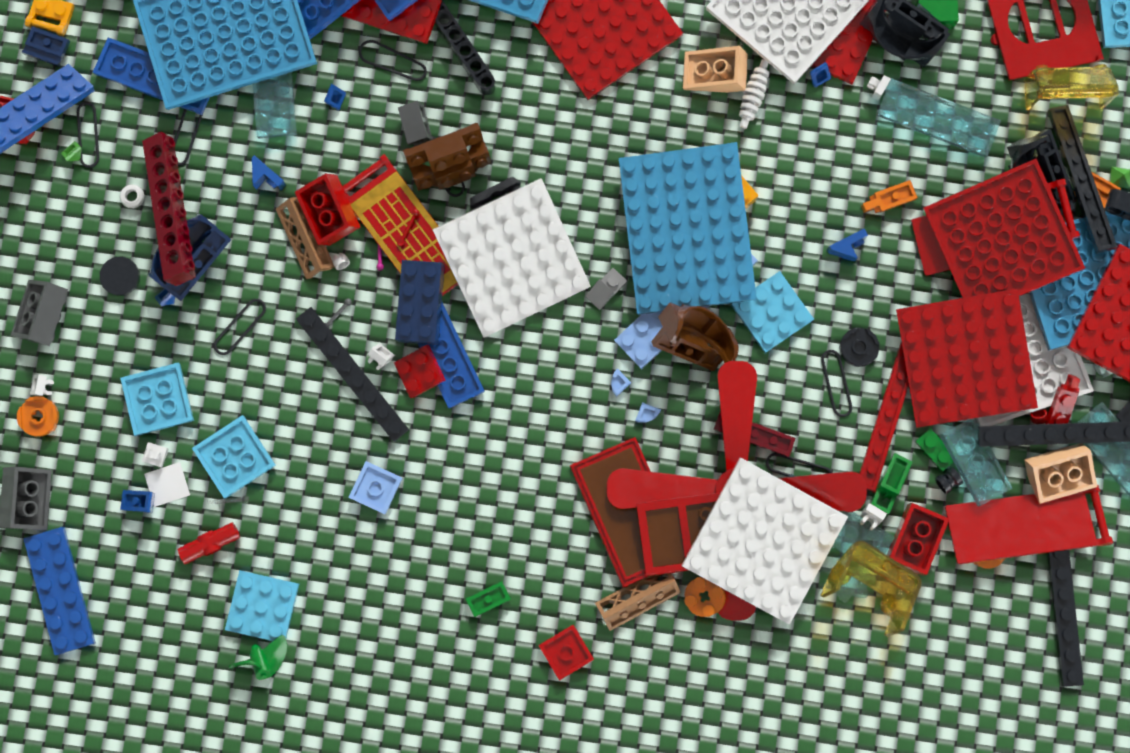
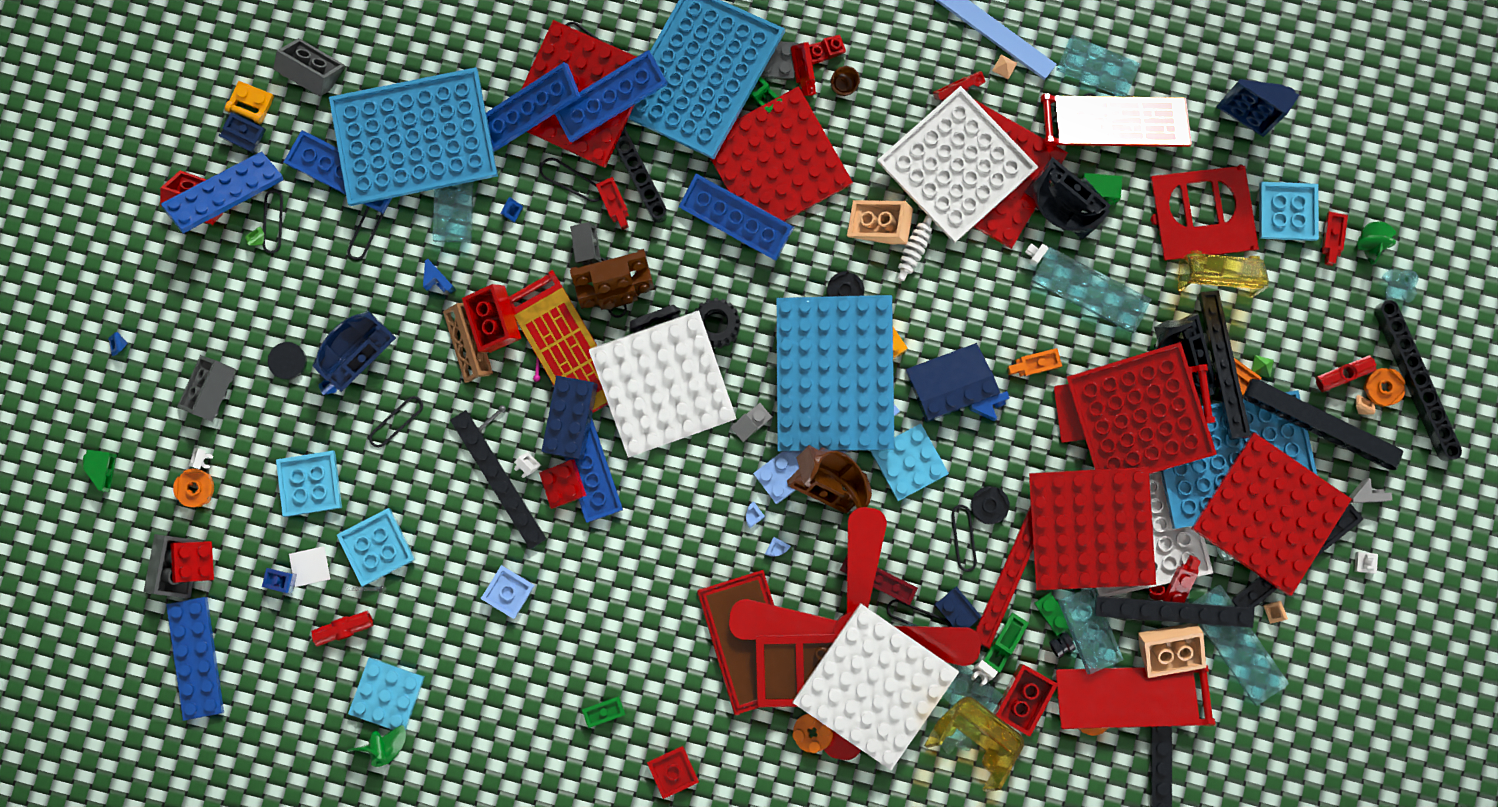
camera: 10 degrees right, 0 degrees up
(45, 491) = (192, 562): none -> red plate
(130, 188) = (302, 279): white piece -> none
(155, 454) = (301, 537): white tile -> none
(168, 209) = (339, 303): dark red brick -> none
(341, 261) = (499, 369): white hinge -> none
(400, 242) = (558, 357): red hinge -> none
(439, 78) = (613, 201): none -> red hinge
(567, 80) = (736, 217): none -> blue plate
(570, 178) = (733, 321): none -> black tyre
(639, 601) = (748, 731): medium nougat fence -> none
(686, 138) = (845, 285): none -> black tile
(807, 226) = (952, 382): none -> dark blue slope
(820, 75) = (981, 236): blue slope -> none
(838, 455) = (957, 609): none -> dark blue plate

